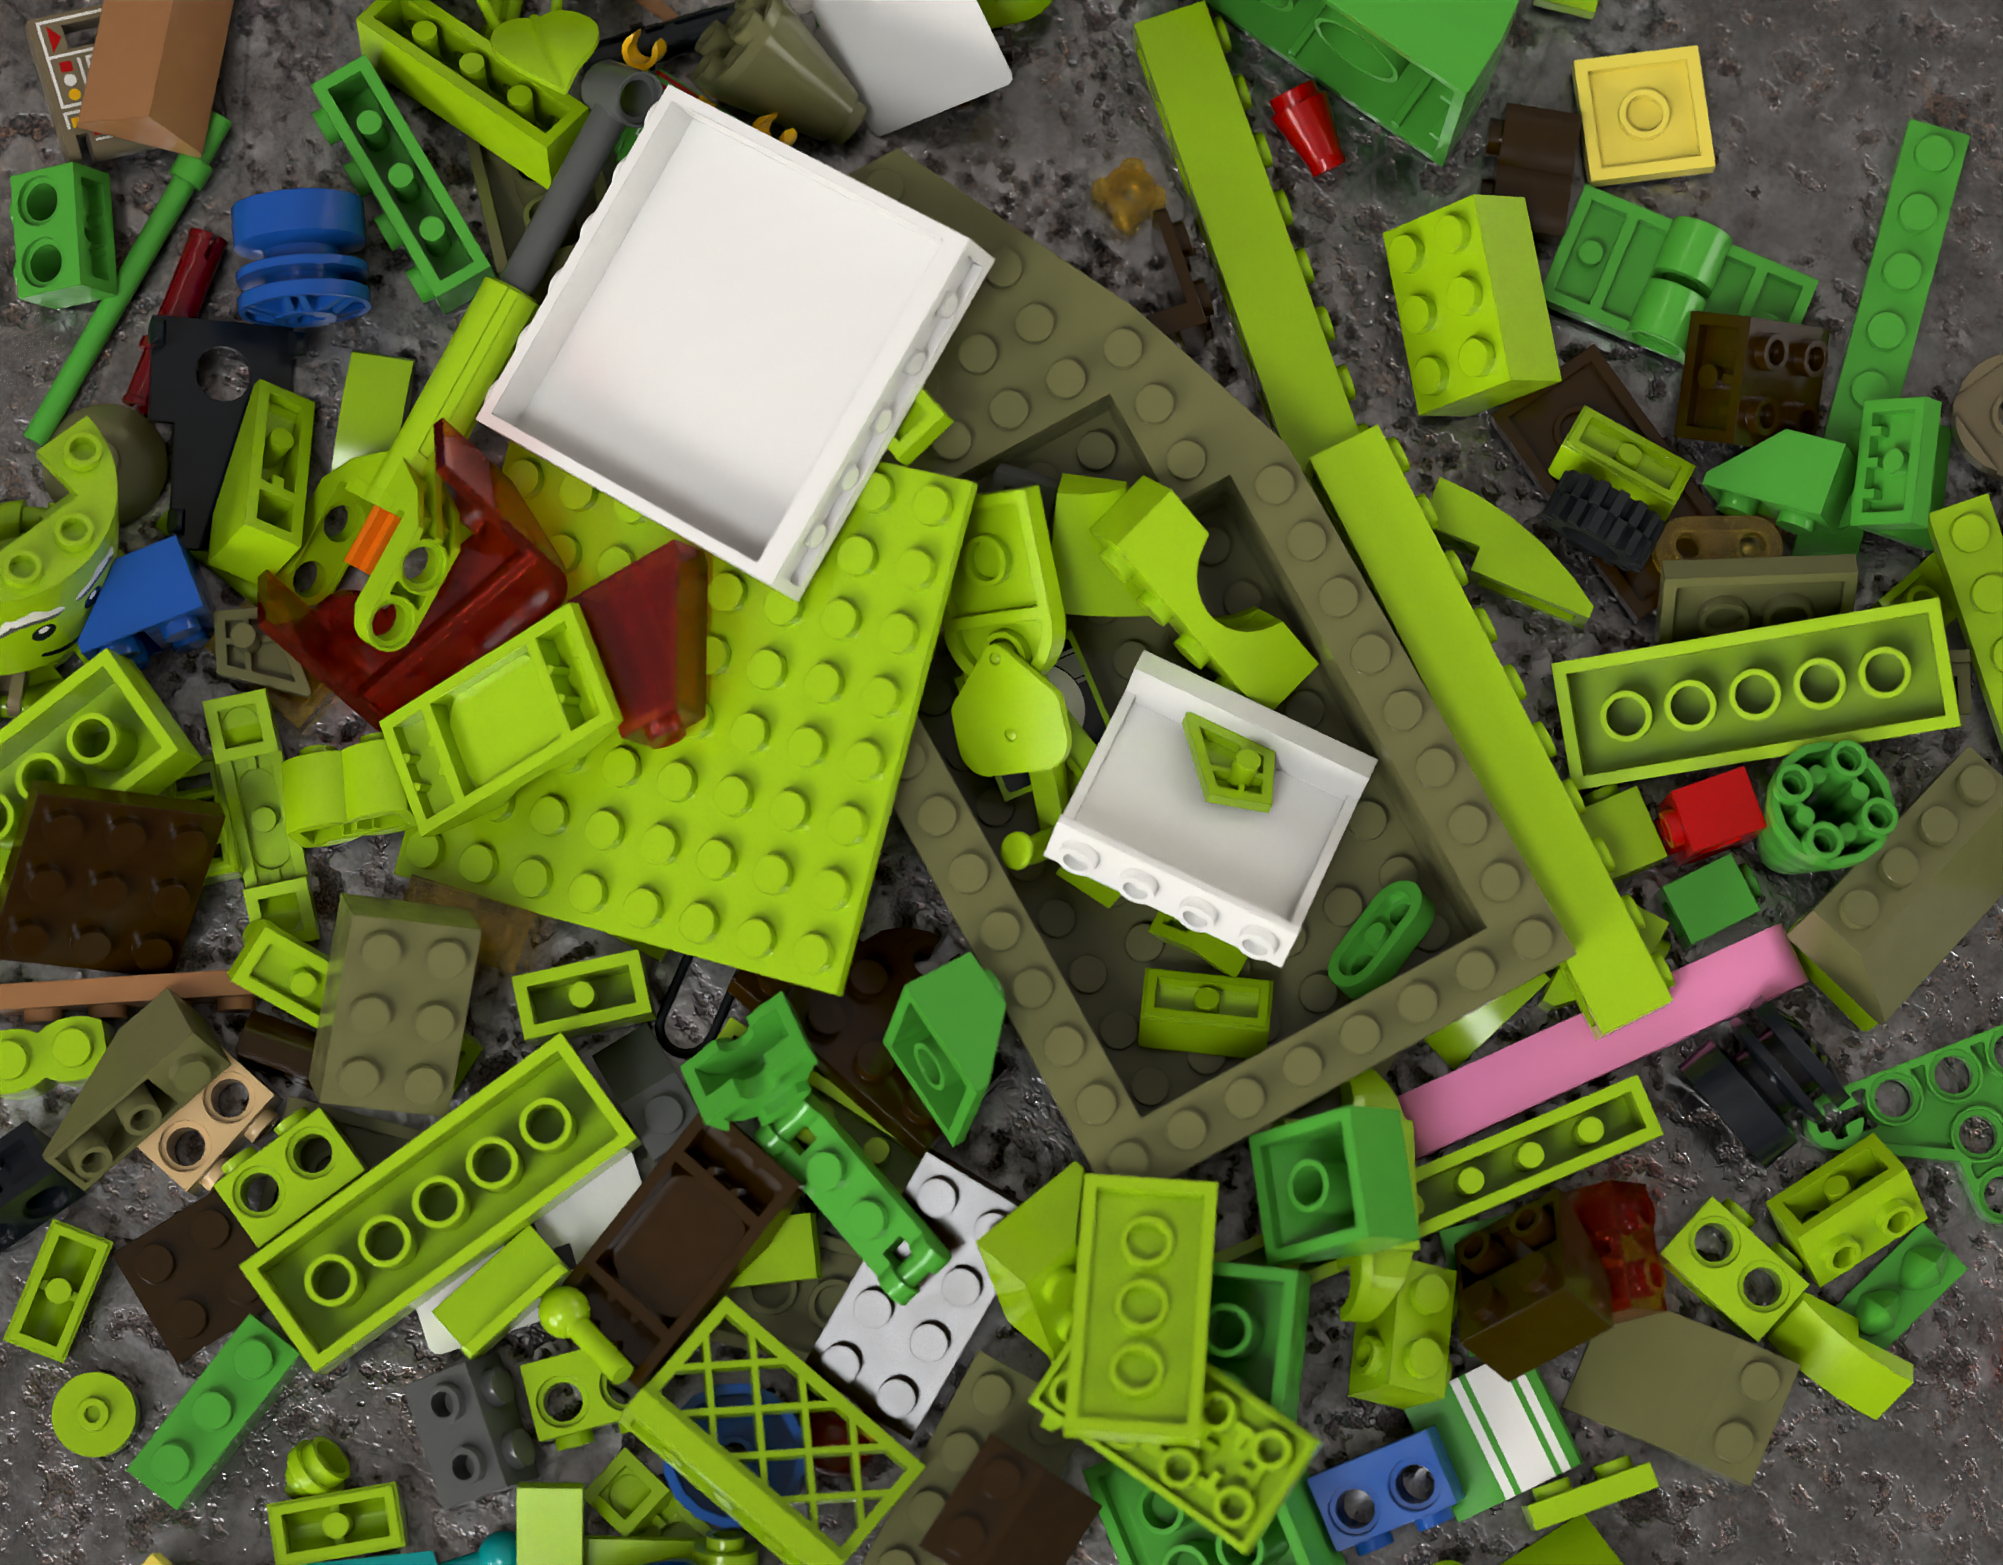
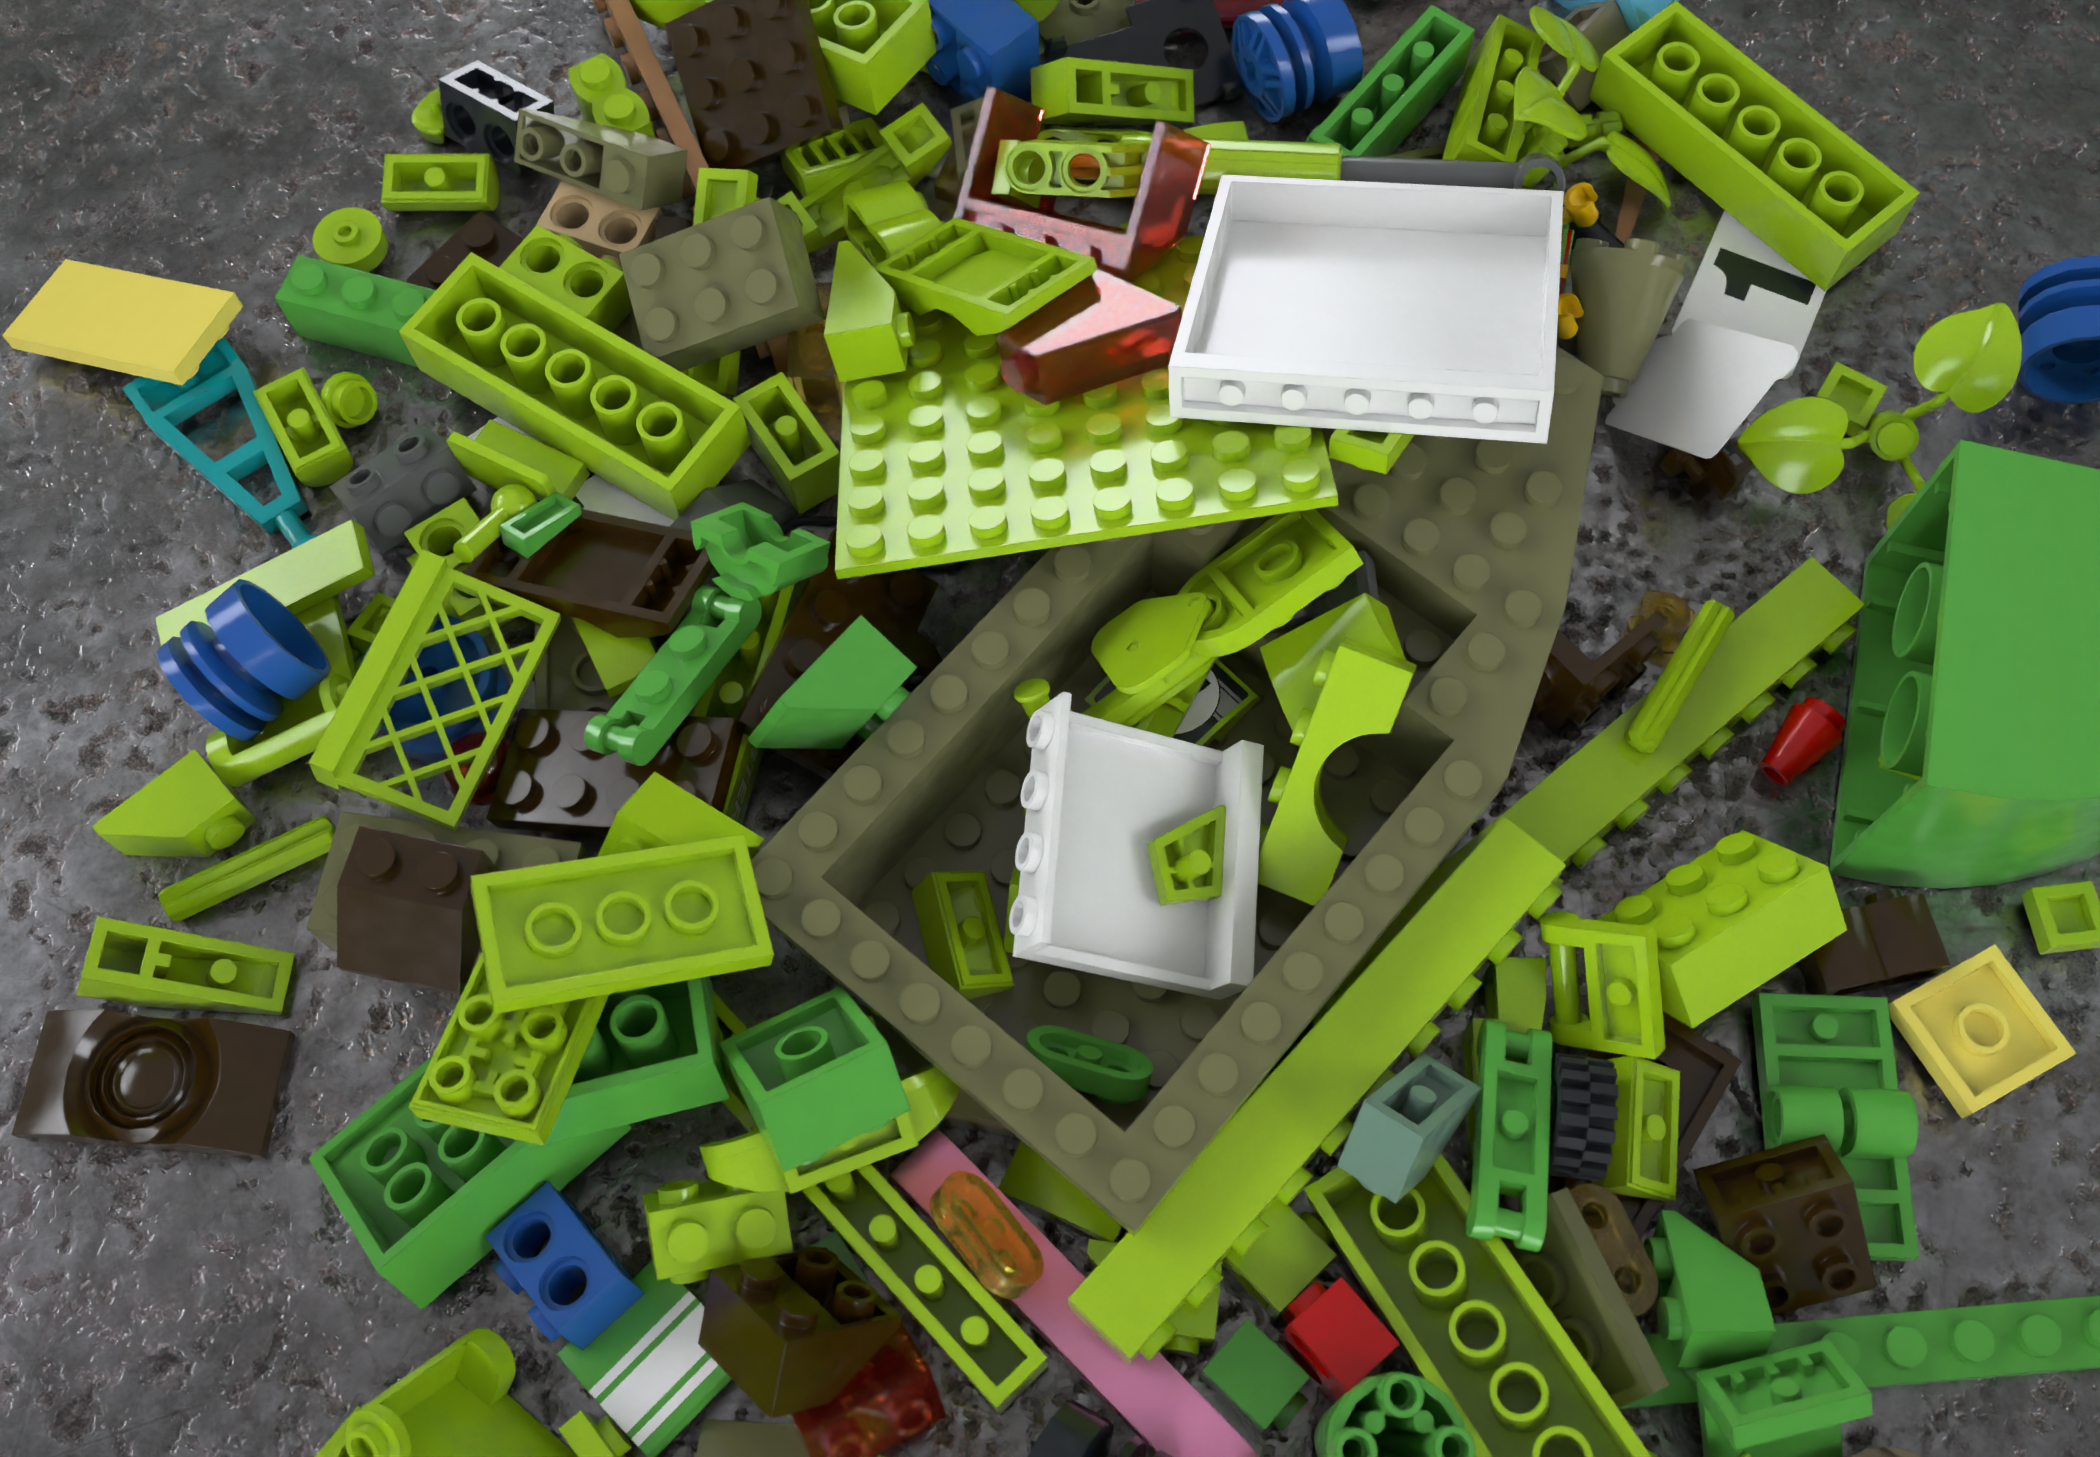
camera: 70 degrees right, 15 degrees down
(334, 628) = (1029, 167): none -> lime plate
(491, 862) = (864, 320): none -> lime slope
(603, 1288) = (539, 524): none -> bright green piece
(1215, 218) = (1679, 676): none -> lime axle
(1497, 426) = (1620, 985): none -> lime plate
(1511, 1088) = (986, 1235): none -> clear yellow plate
(1563, 675) = (1406, 1127): none -> sand green slope
(1597, 587) = (1511, 1135): none -> bright green plate

